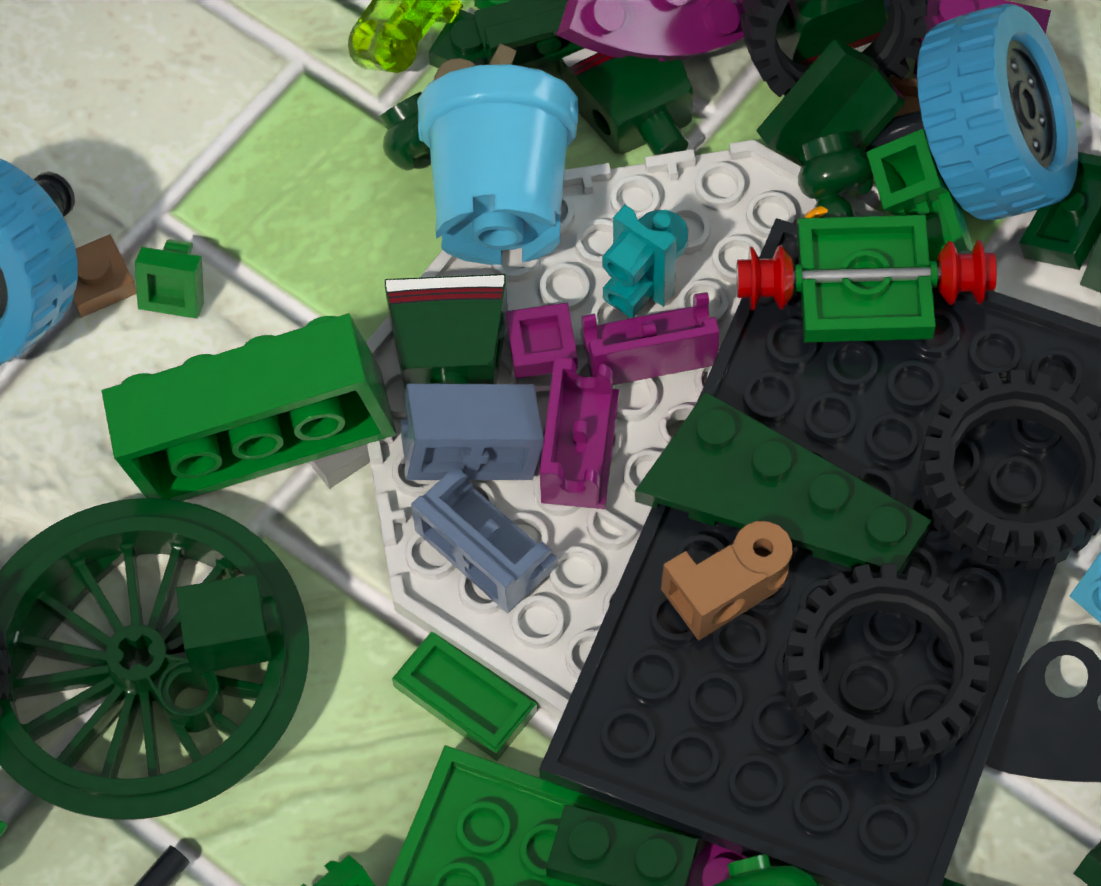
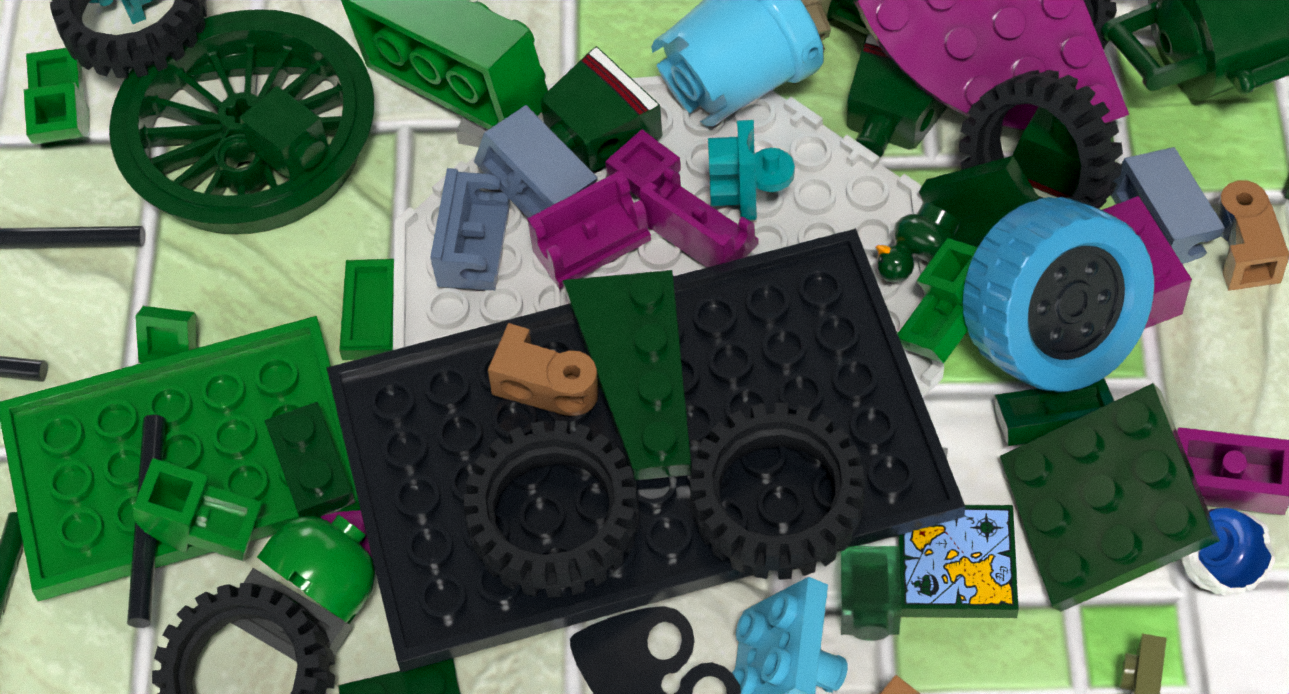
camera: 55 degrees right, 5 degrees down
(866, 277) = (847, 303): green plate -> none

